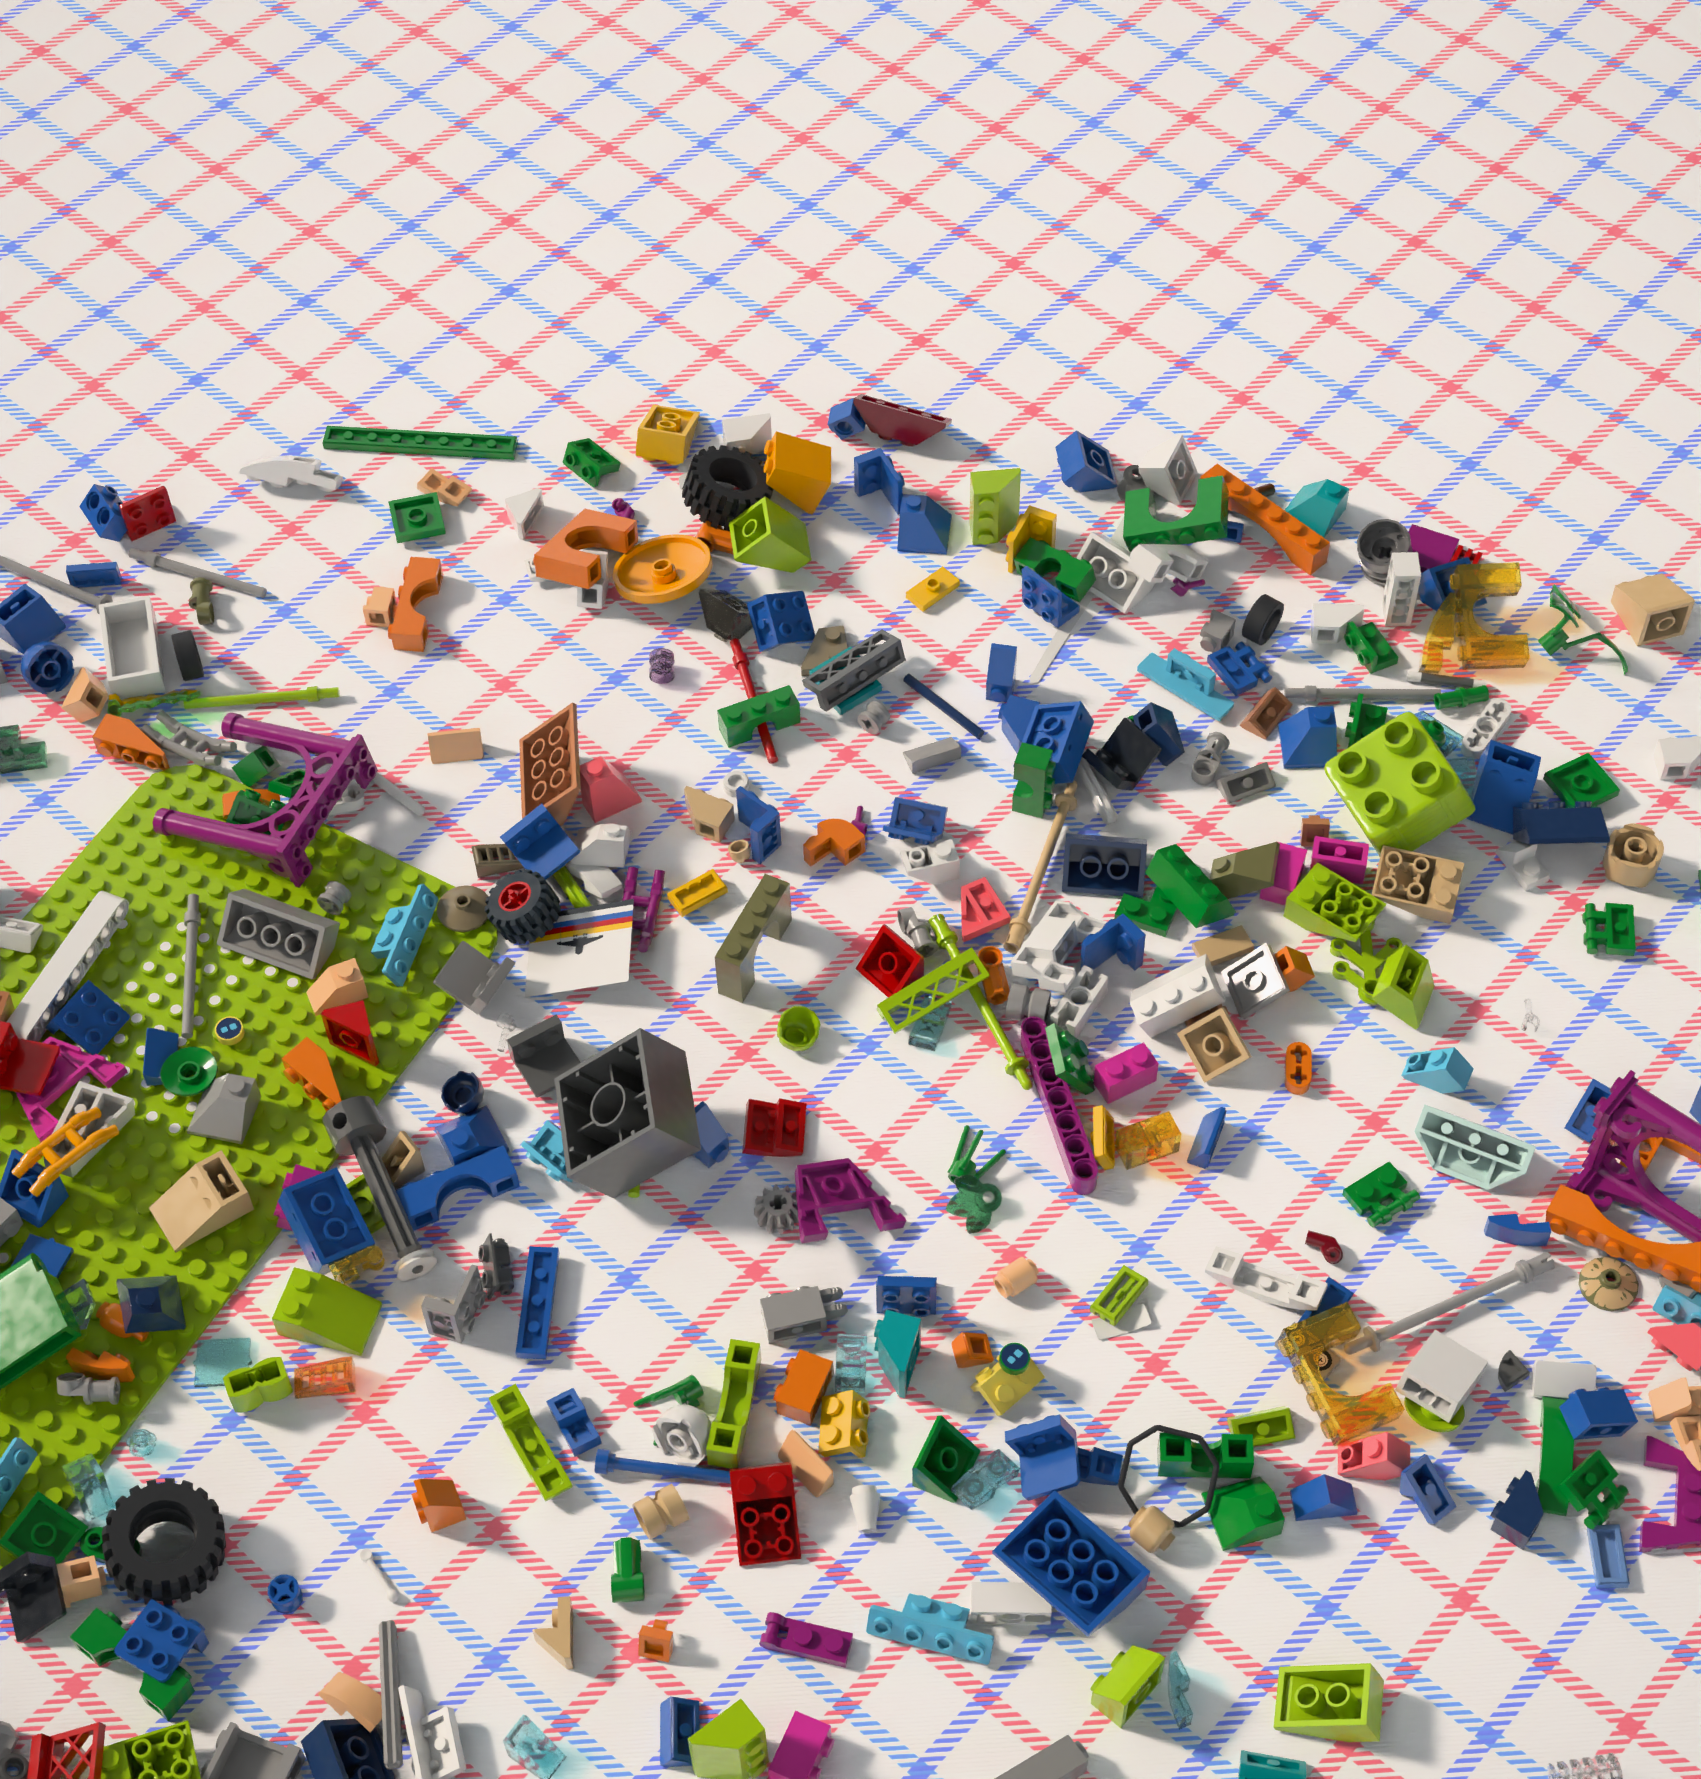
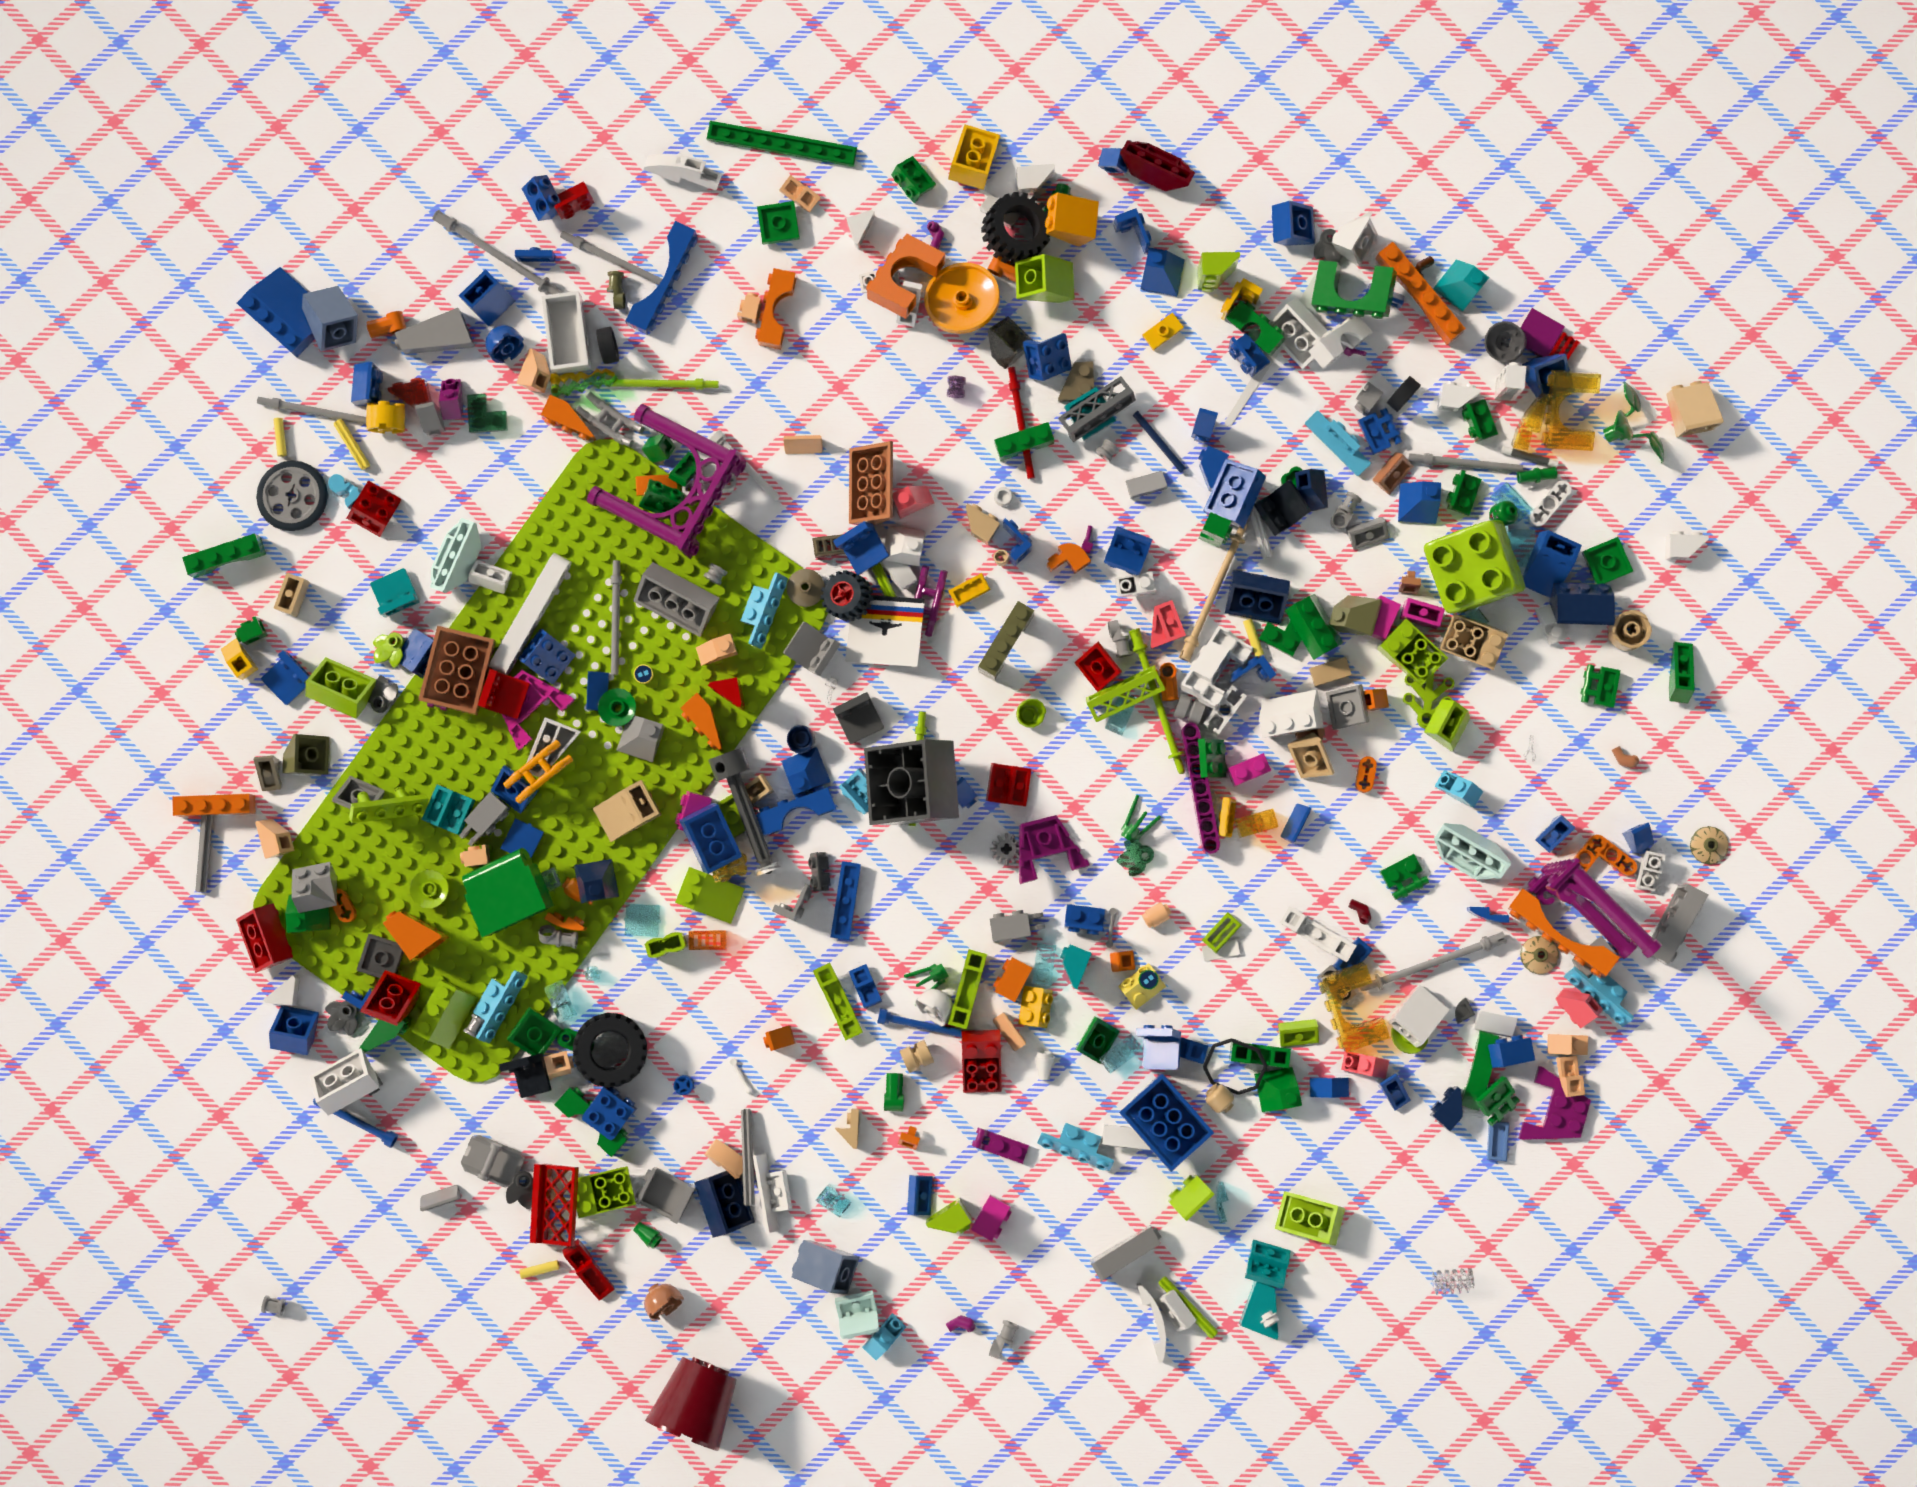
camera: 10 degrees right, 30 degrees up
(240, 621) = (644, 313): none -> blue arch
(949, 1284) = (1112, 912): none -> light grey hinge
(1101, 906) = (1253, 637): none -> light yellow piece
(1668, 1016) = (1625, 760): none -> nougat arm

